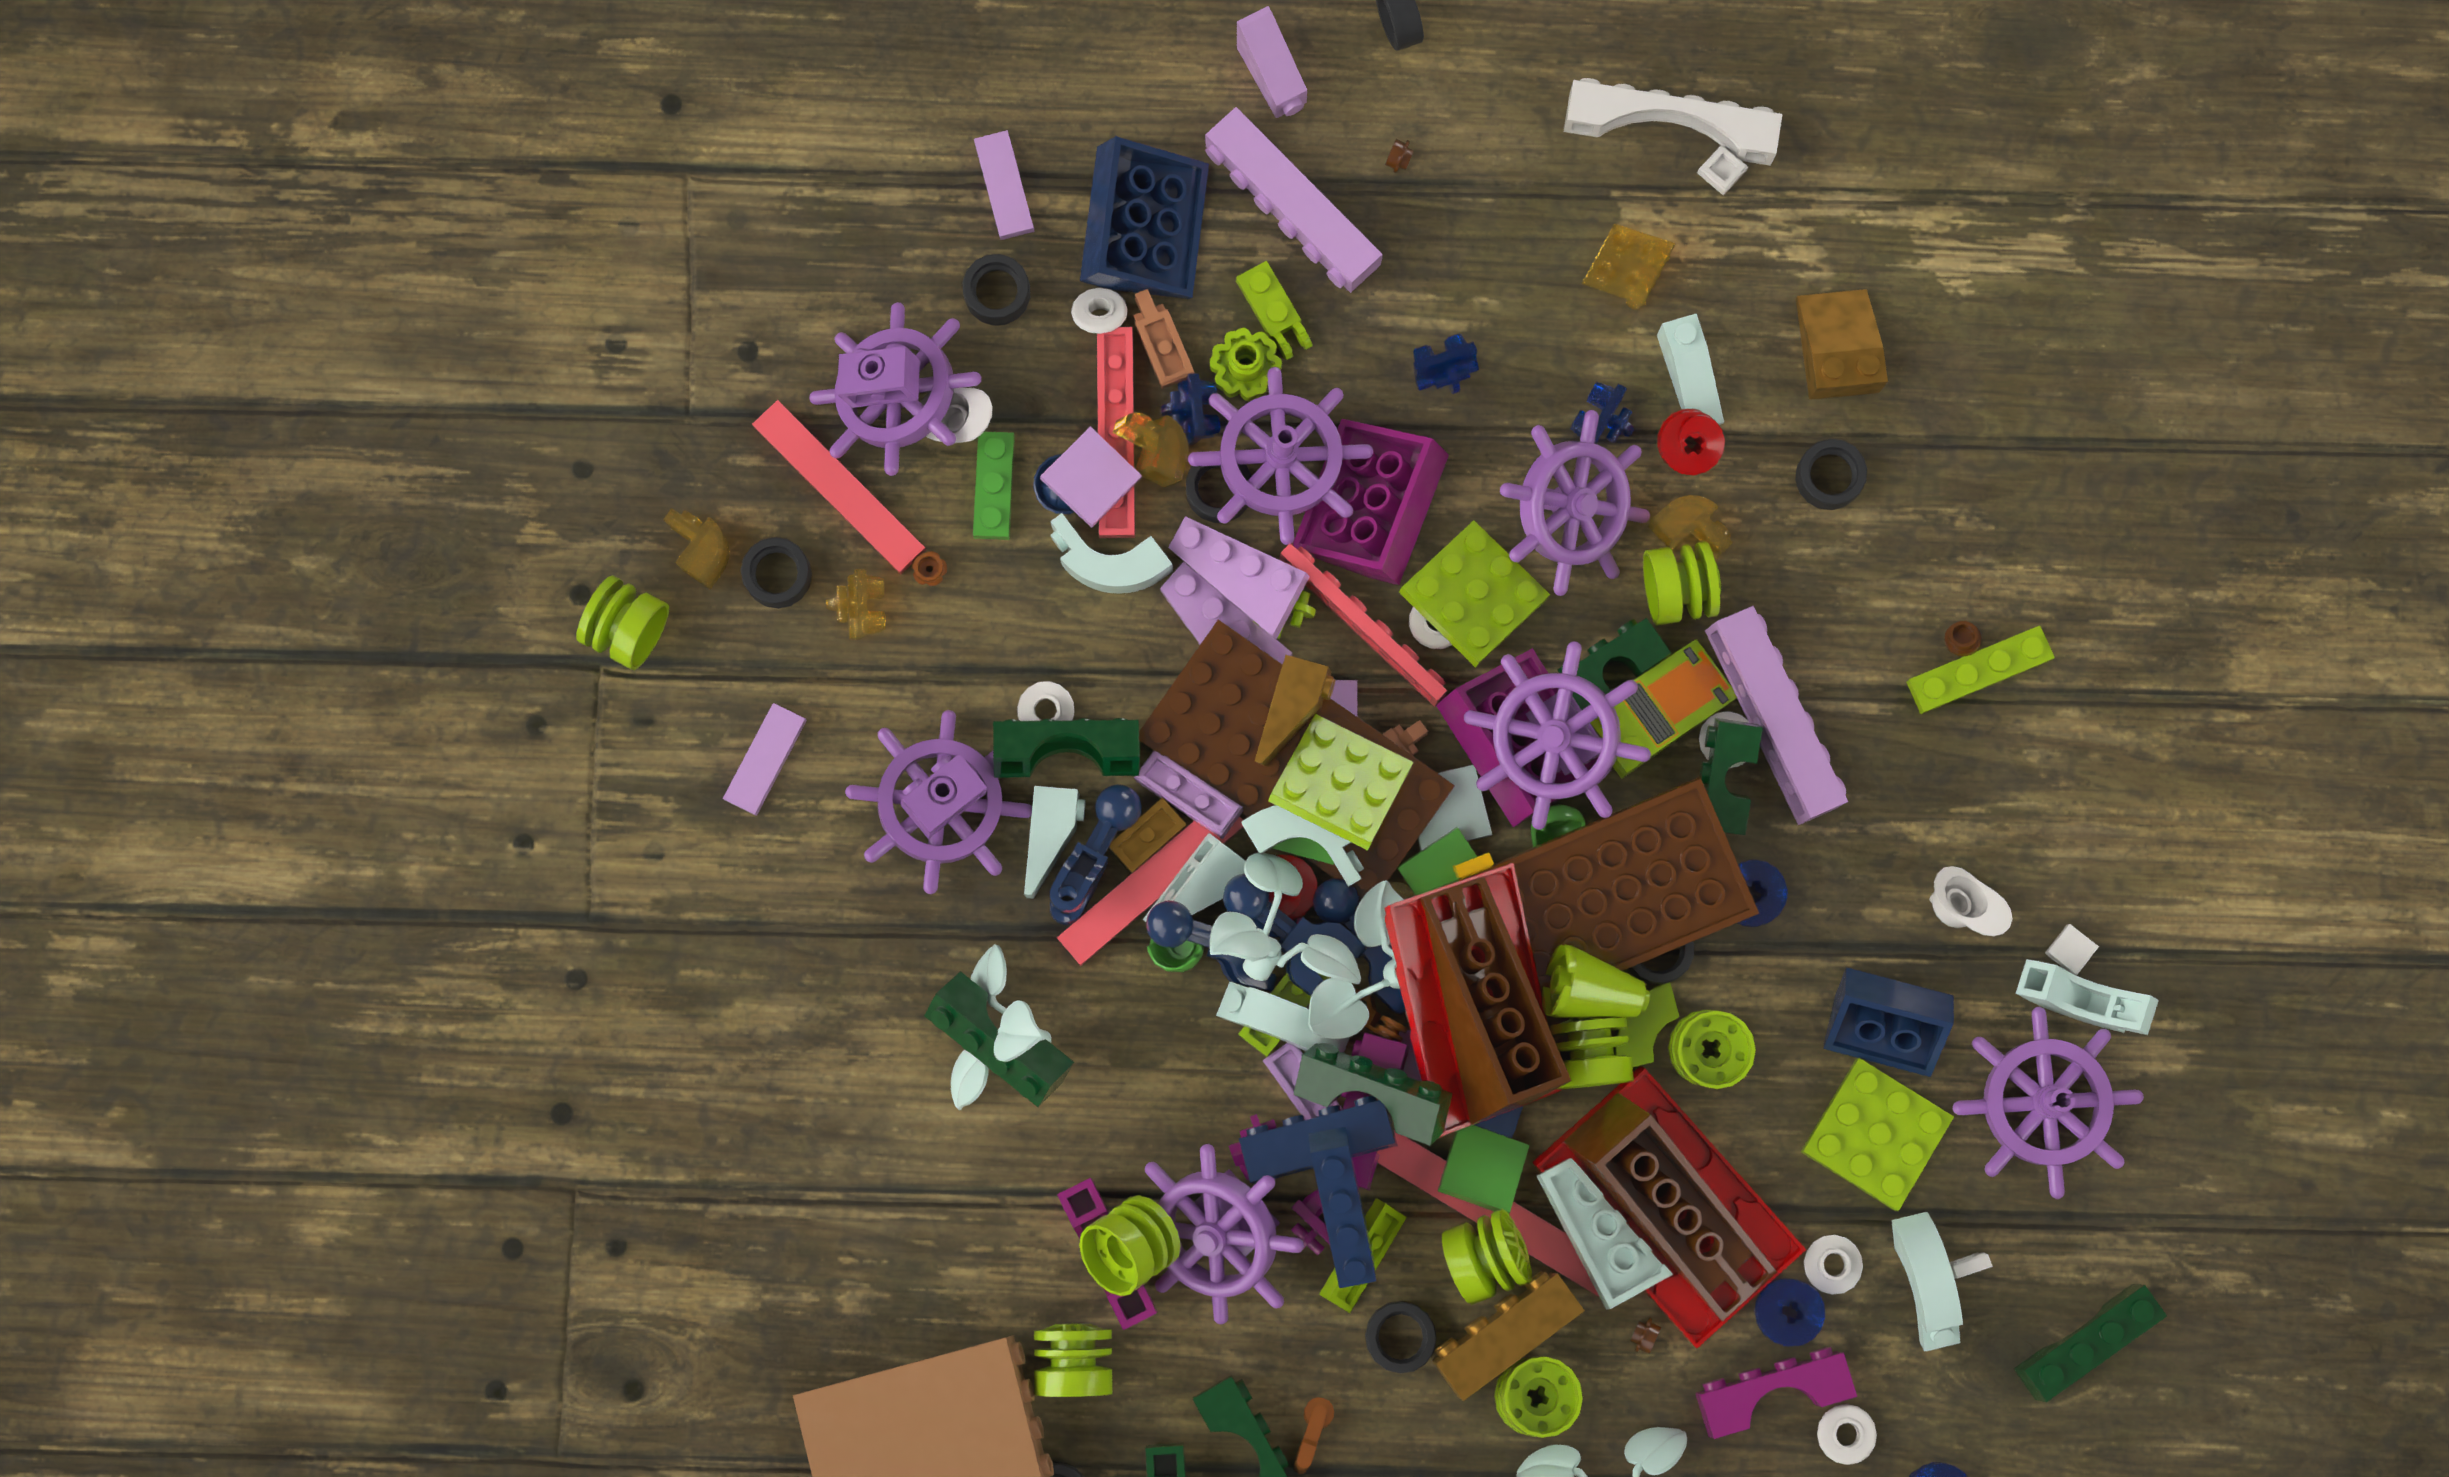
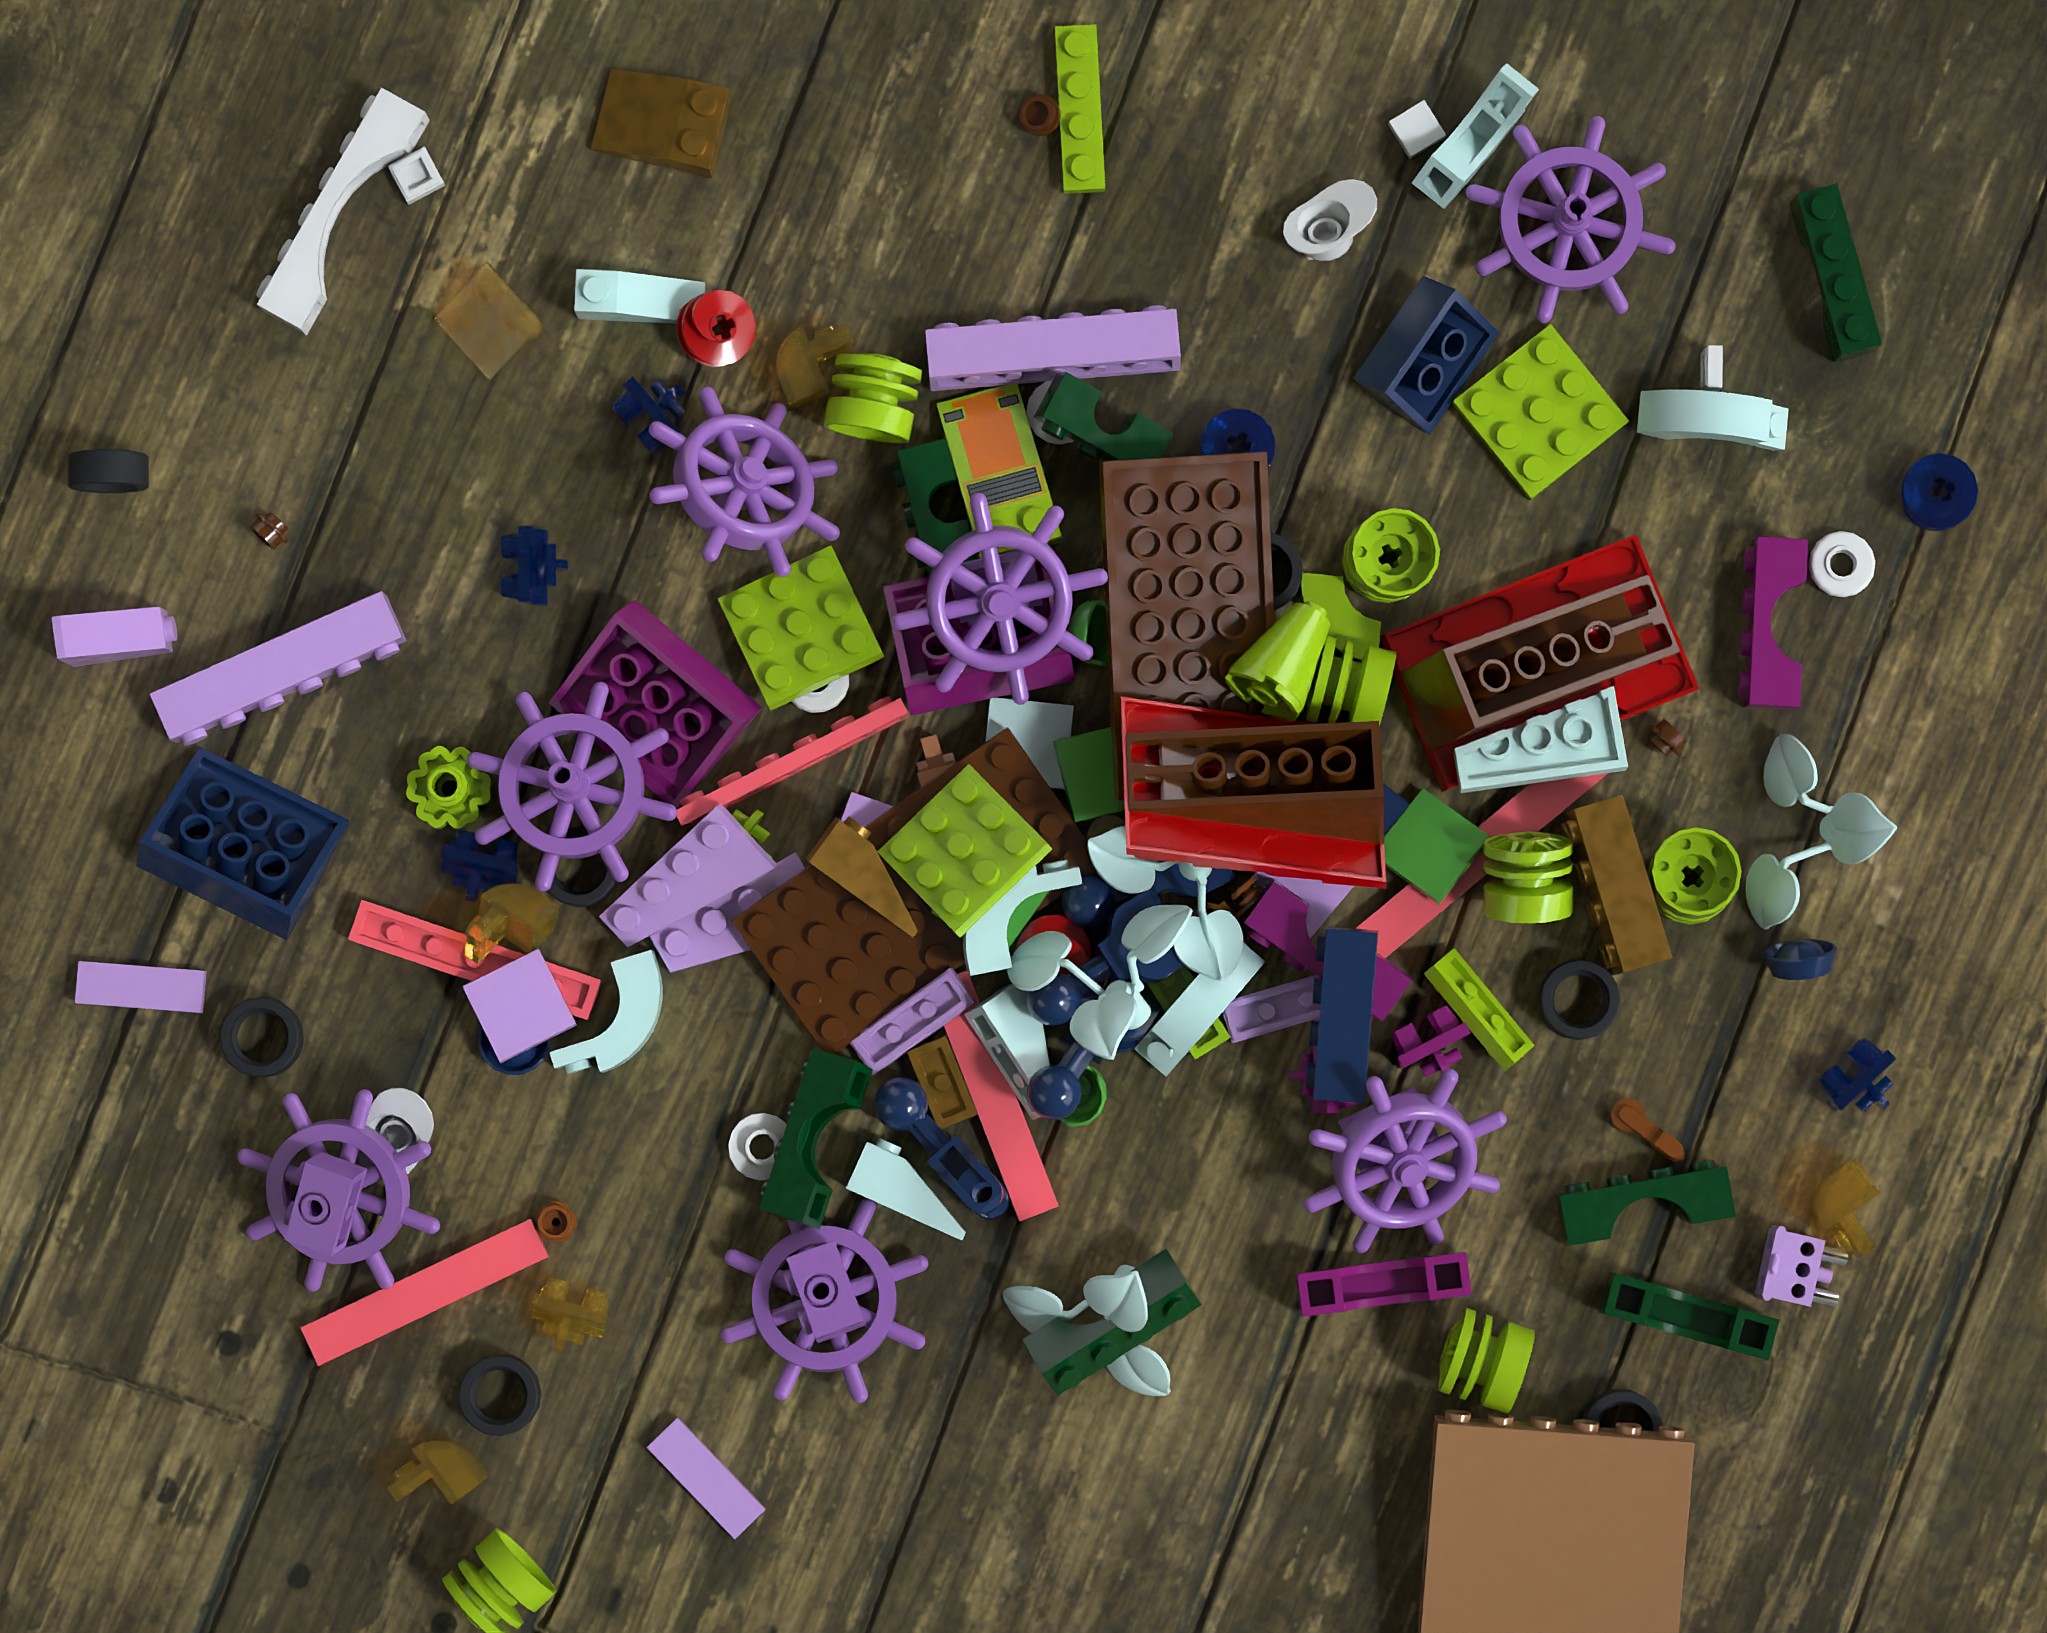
camera: 70 degrees left, 5 degrees up
(993, 486) = (487, 1117): bright green plate -> none
(1099, 299) = (313, 925): white piece -> none
(1129, 1245) = (1386, 1256): lime wheel -> none
(1161, 341) = (389, 872): nougat hinge -> none
(1272, 307) = (393, 734): lime hinge -> none
(1342, 1207) = (1426, 1013): dark blue brick -> none
(1415, 1105) = (1345, 898): arch -> none
(1473, 866) = (1104, 739): yellow tile -> none
(1804, 1300) = (1687, 556): clear blue piece -> none
(1815, 1269) = (1655, 531): white piece -> none
(1843, 450) = (809, 156): black tyre -> none

